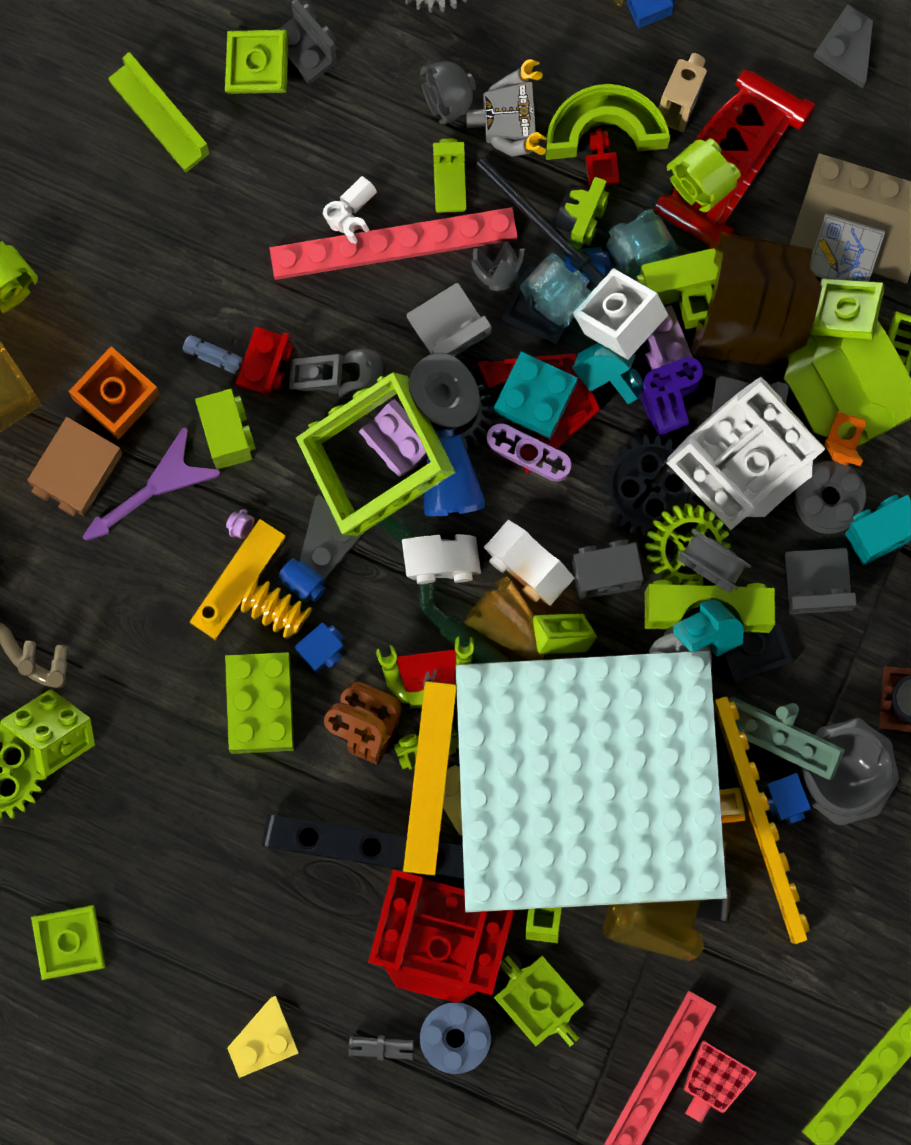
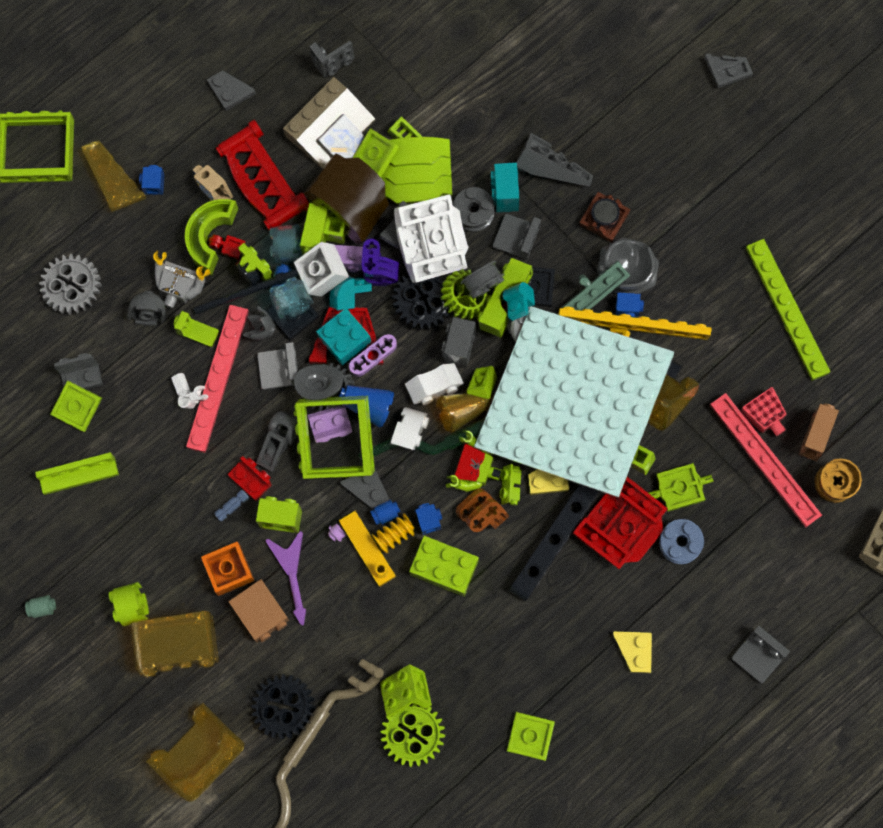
camera: 60 degrees left, 5 degrees down
(381, 1048) = (668, 585): dark grey pin -> none
(429, 778) = (531, 488): yellow tile -> none
(703, 174) = (265, 192): lime brick -> none
(842, 449) = (450, 188): orange bracket -> none

